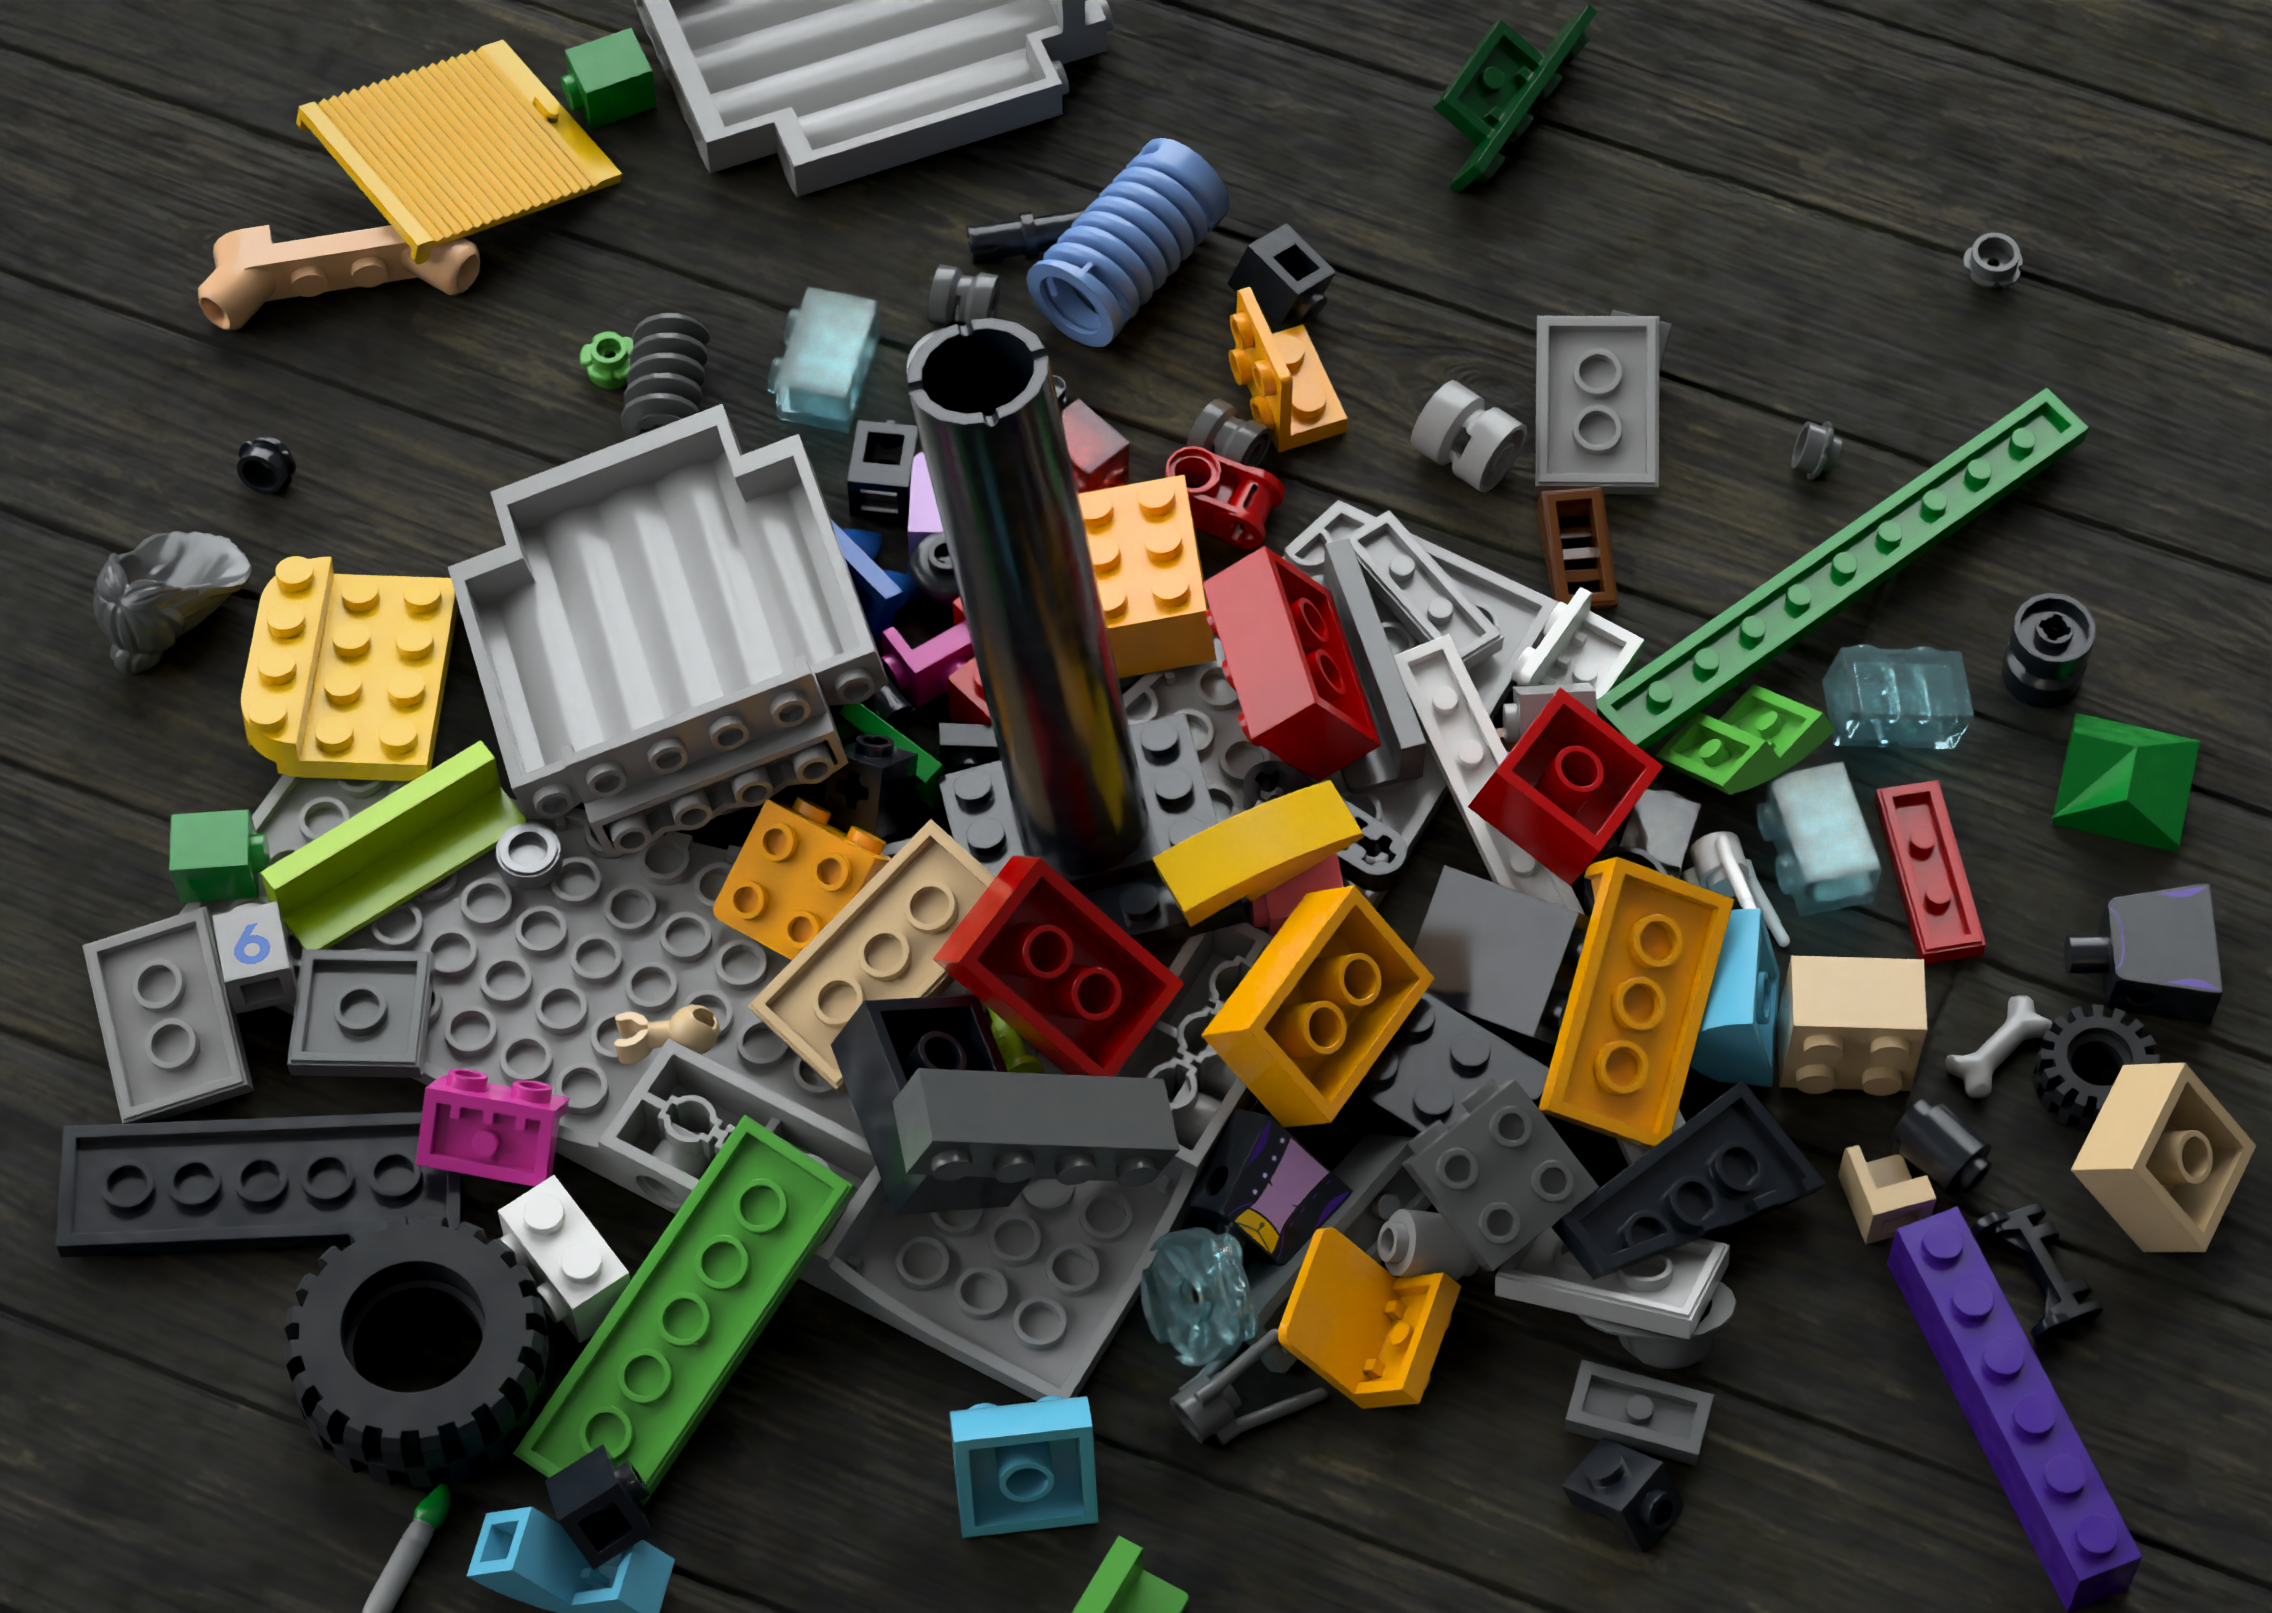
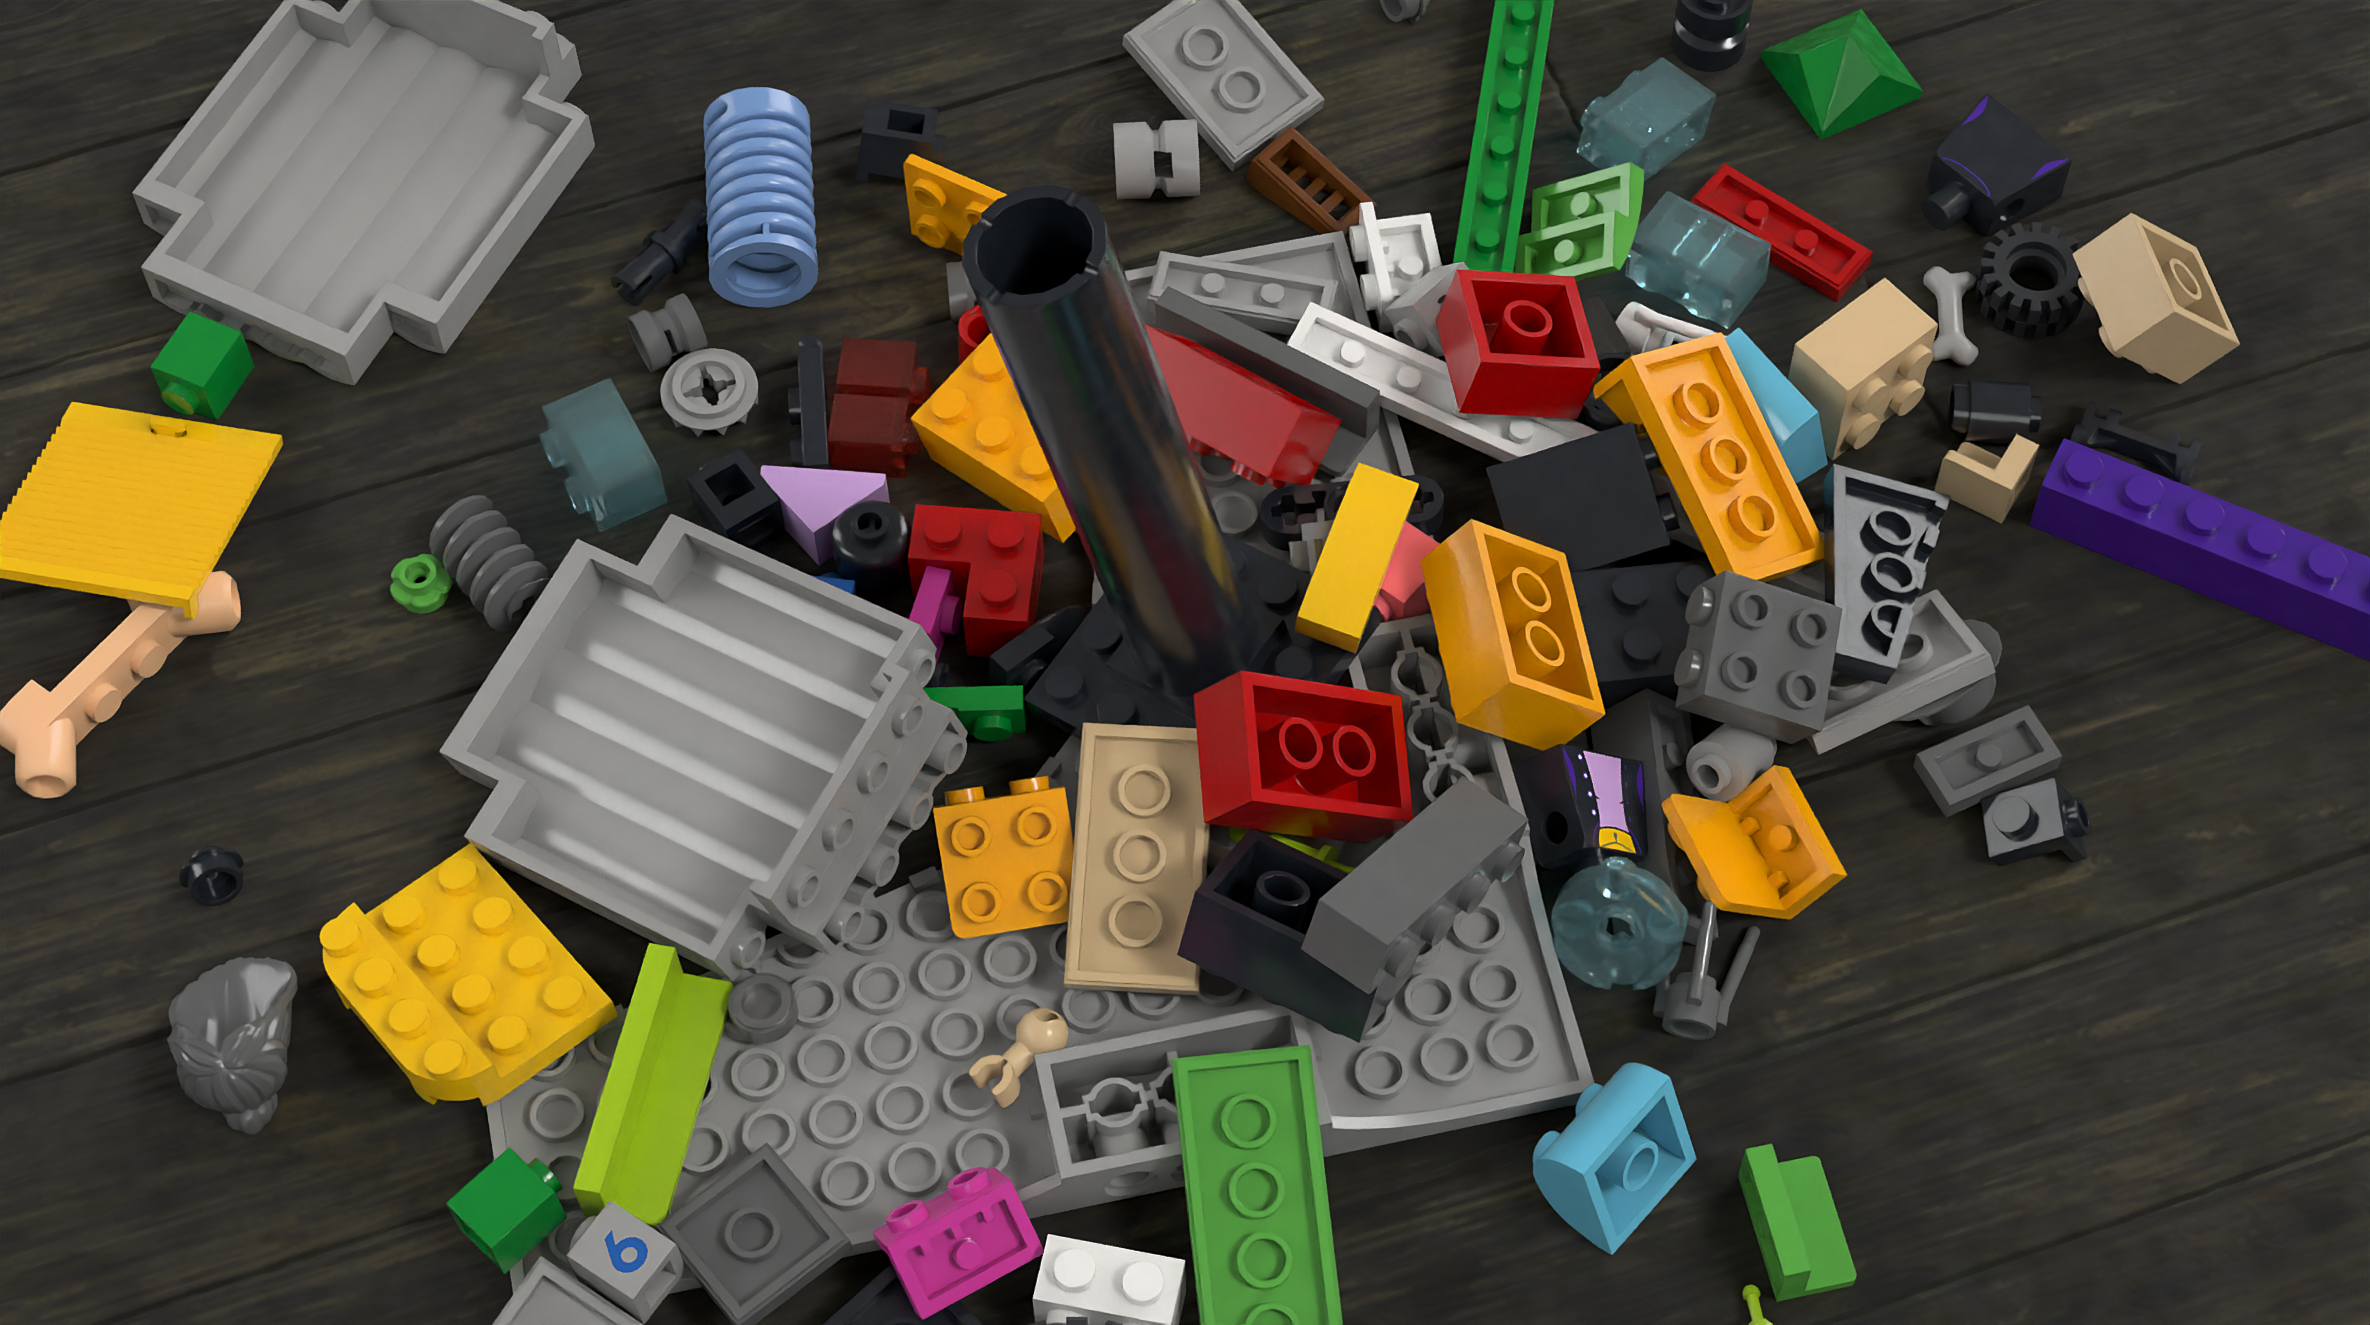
camera: 40 degrees left, 0 degrees up
(873, 787) = (1006, 753): black brick -> none

